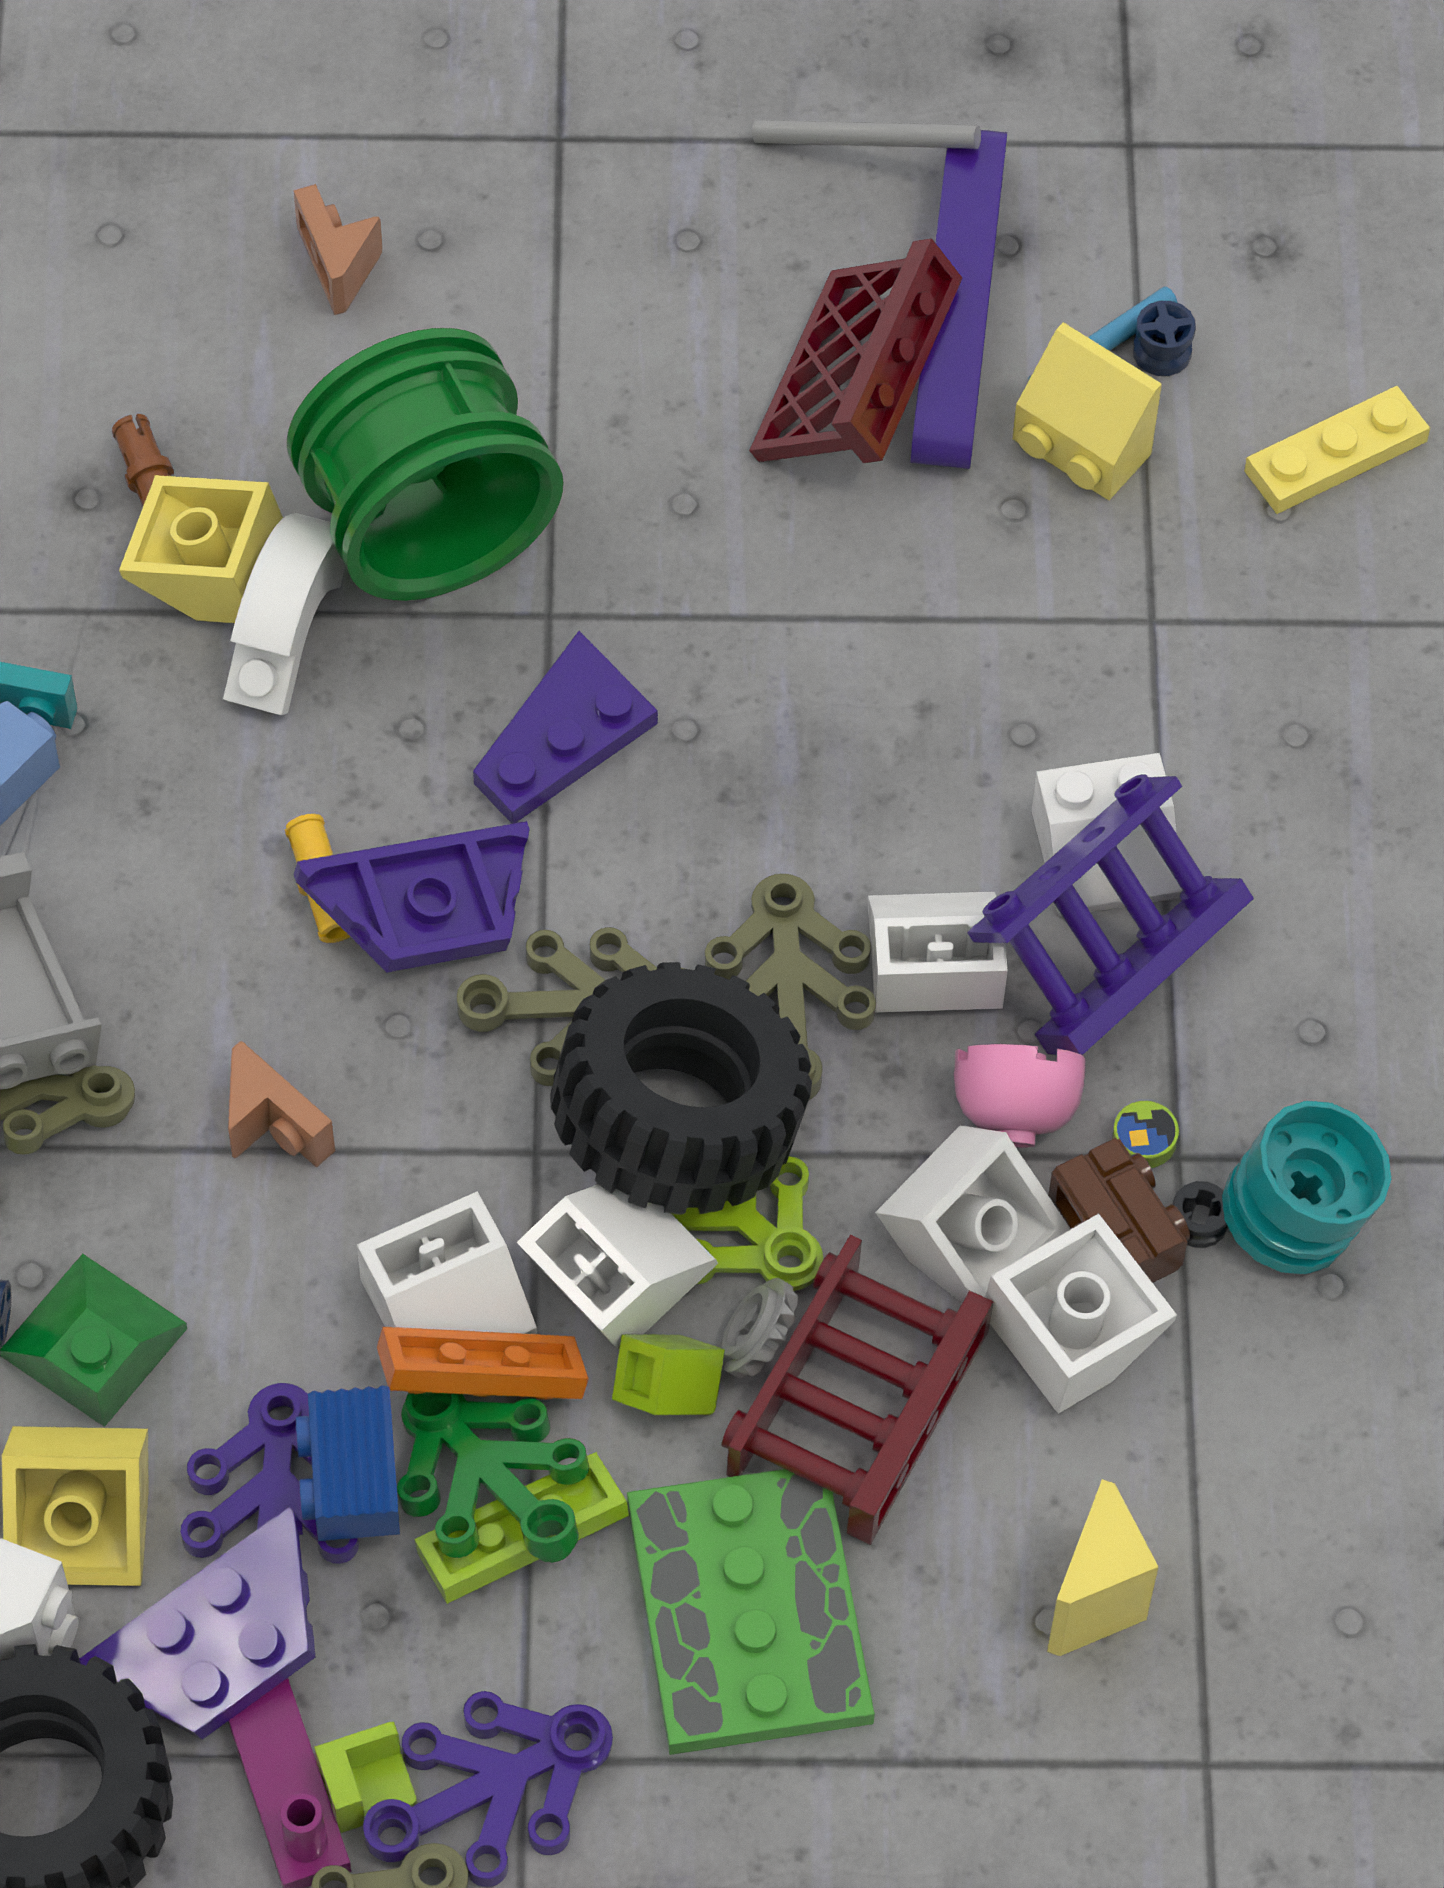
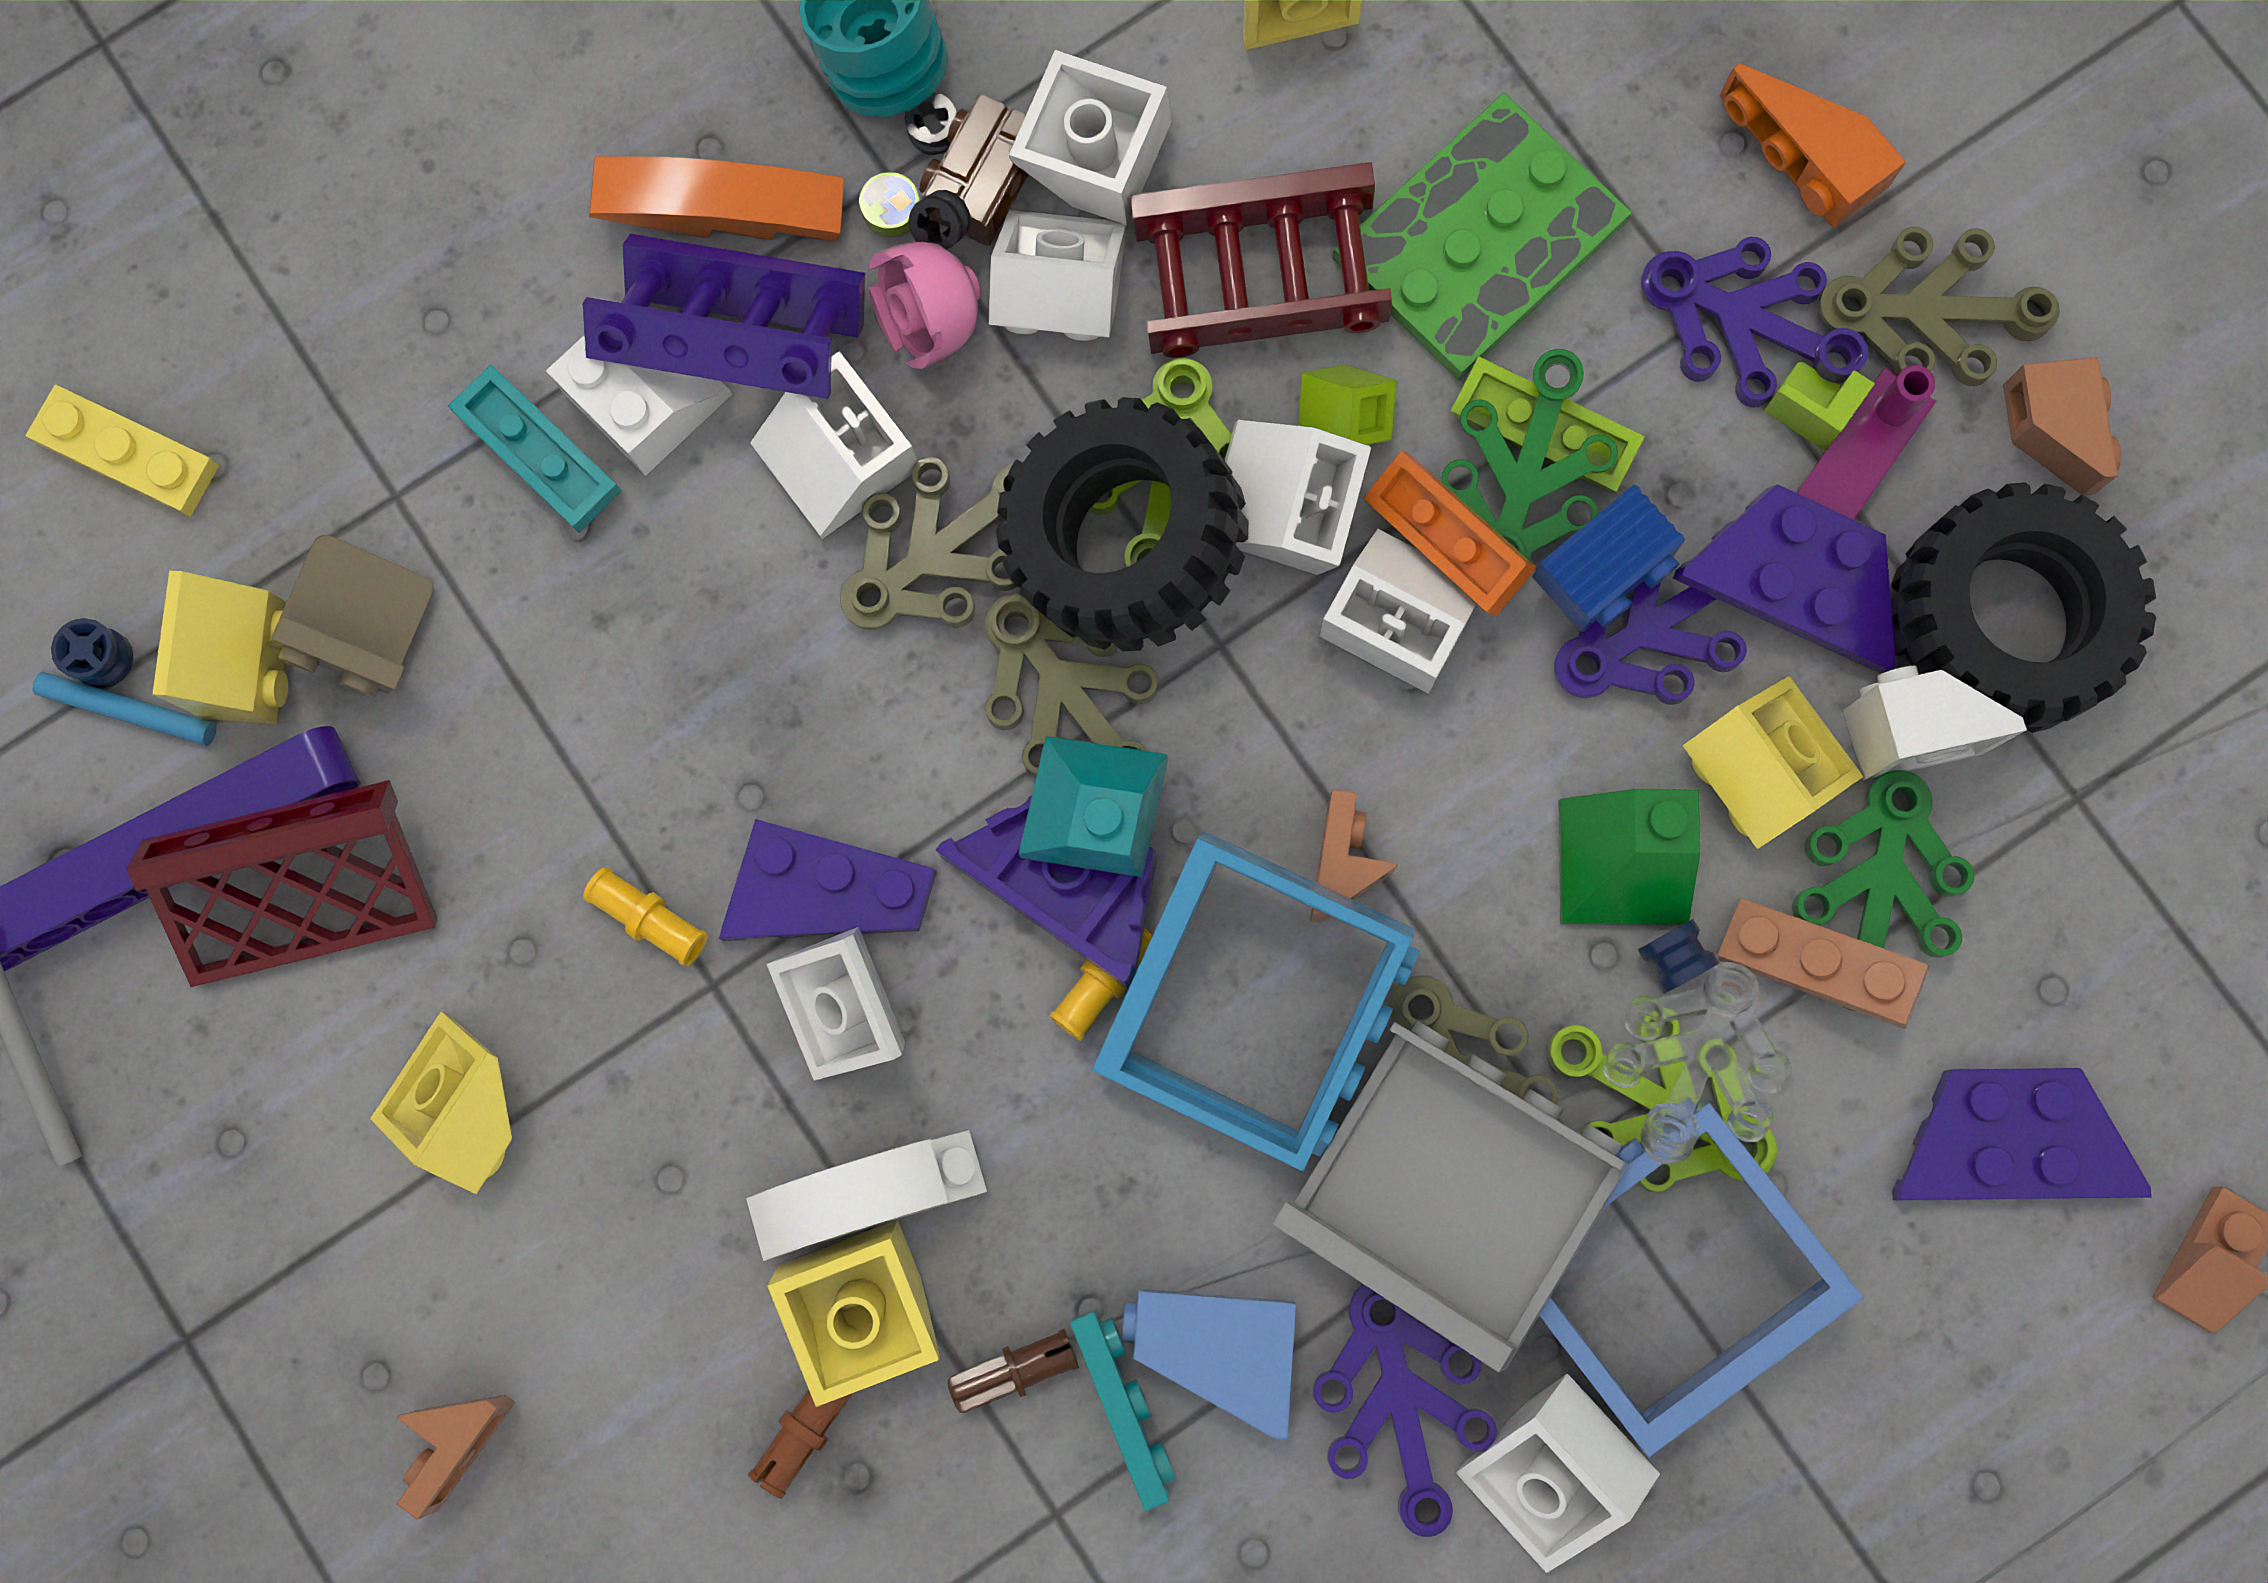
camera: 115 degrees left, 20 degrees up
(73, 627) = (1012, 1372): none -> reddish brown axle
(171, 879) = (1205, 1105): none -> dark azure window
(424, 464) = (663, 1151): green wheel -> none
(450, 682) = (837, 1005): none -> white slope
(459, 937) = (1094, 806): none -> teal slope
(588, 372) = (449, 1107): none -> light yellow slope
(638, 591) = (645, 916): none -> yellow pin
(758, 1327) = (1292, 352): light grey gear -> none
(1047, 512) = (351, 616): none -> dark tan bracket
(1081, 1132) = (951, 210): none -> black bush
(1112, 729) = (535, 448): none -> teal plate
(1244, 992) = (717, 196): none -> orange slope

